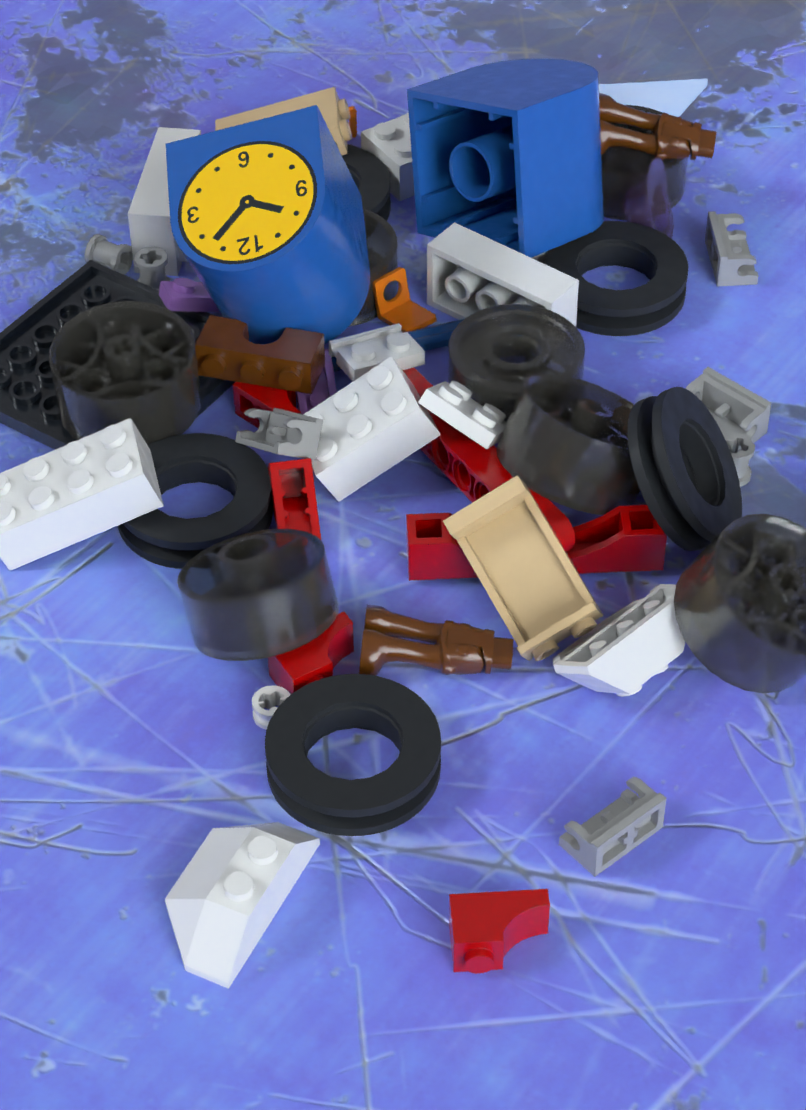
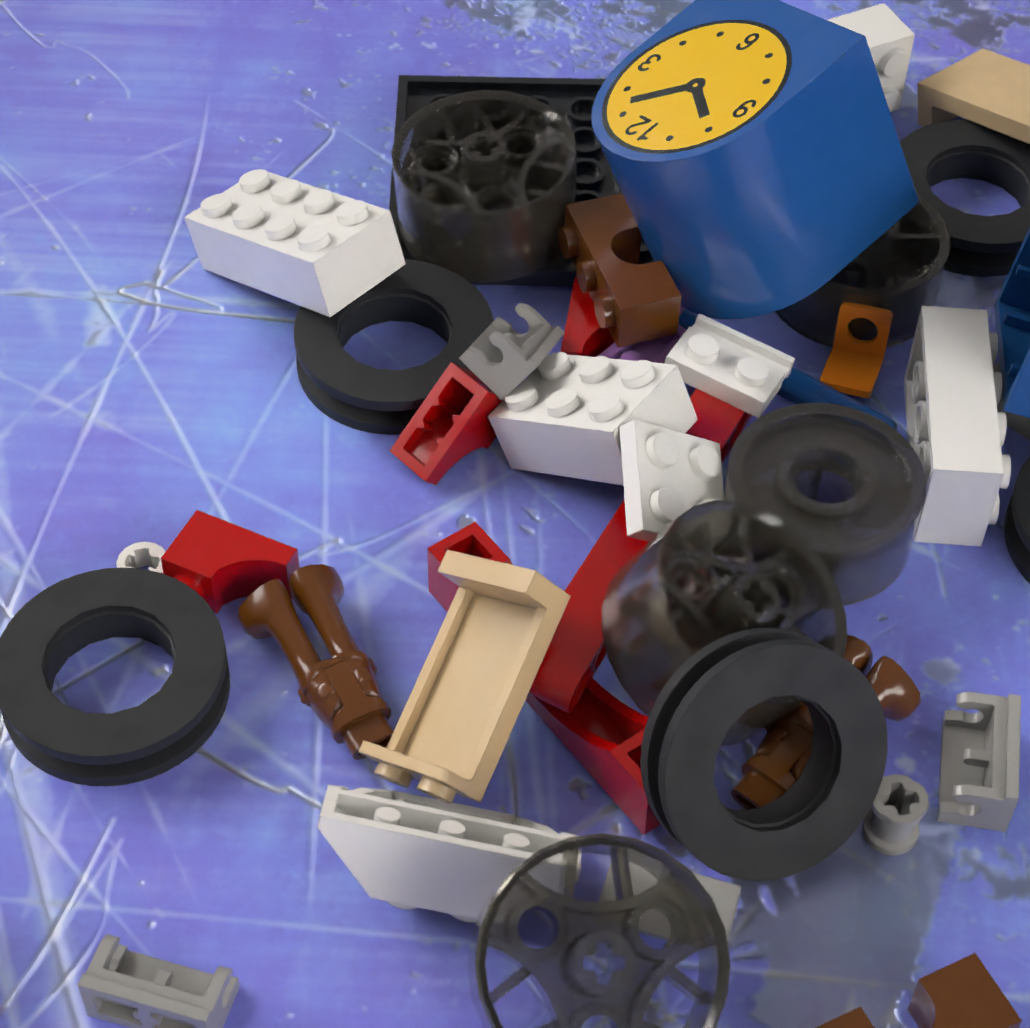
camera: 55 degrees right, 5 degrees up
(258, 594) = (254, 461): clear smoke piece -> none

